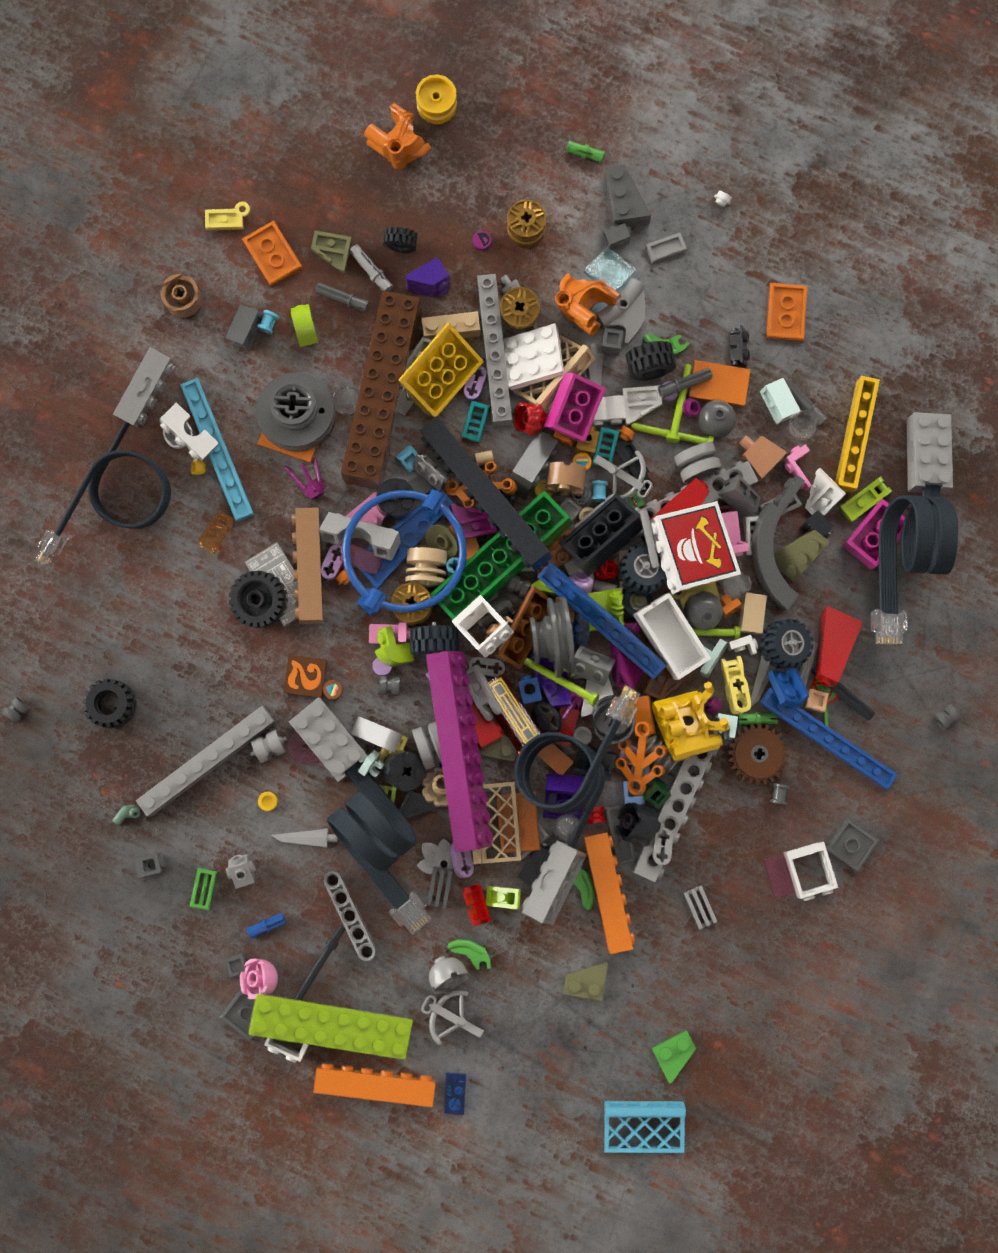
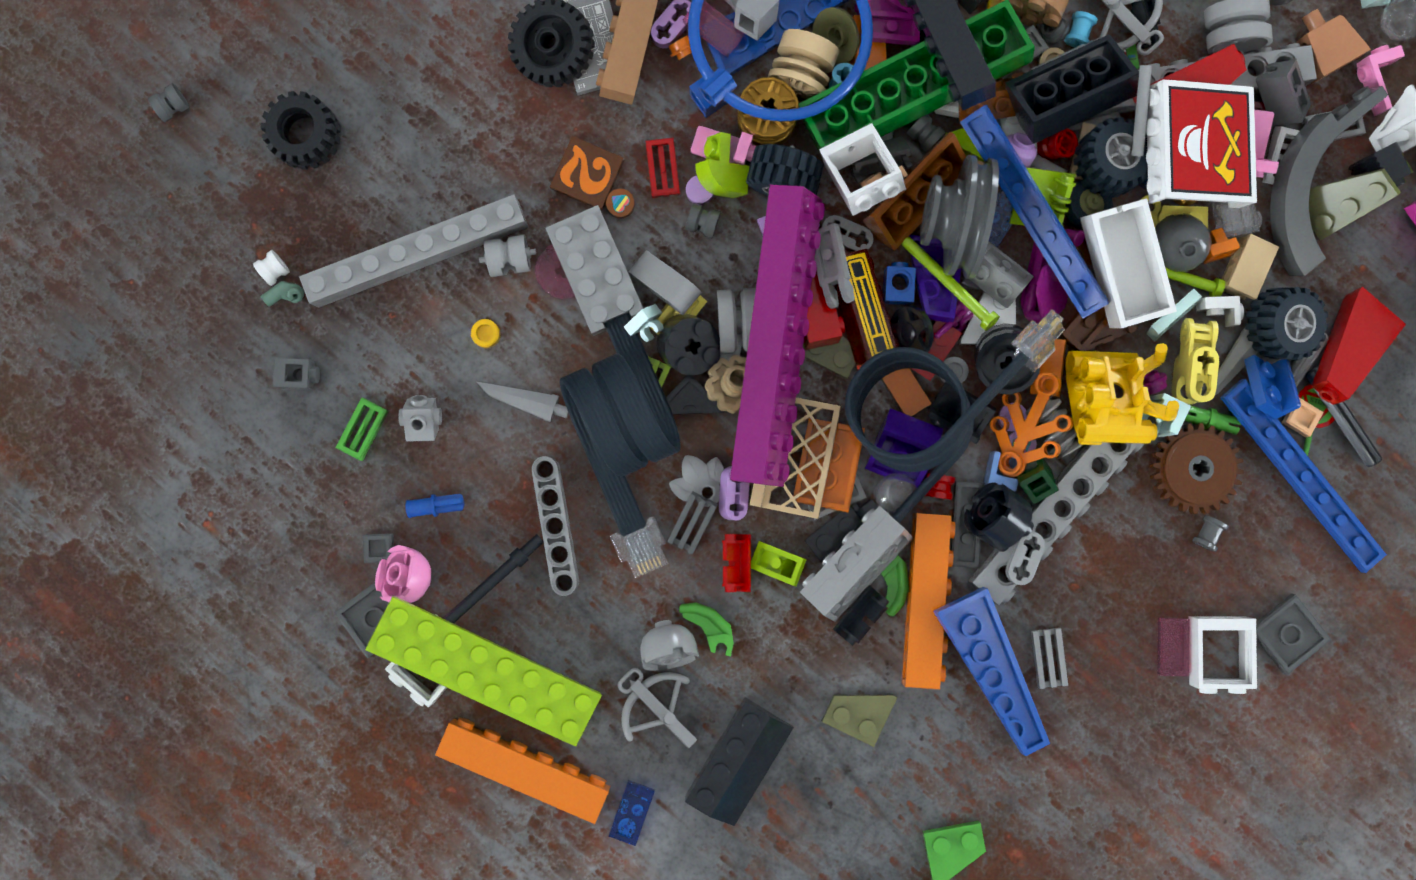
camera: 20 degrees right, 5 degrees up
(114, 799) = (271, 267): none -> white wheel
(360, 673) = (665, 191): none -> red tile
(516, 1038) = (738, 763): none -> black slope
(571, 908) = (852, 624): none -> black hinge
(658, 917) = (986, 650): none -> blue wing

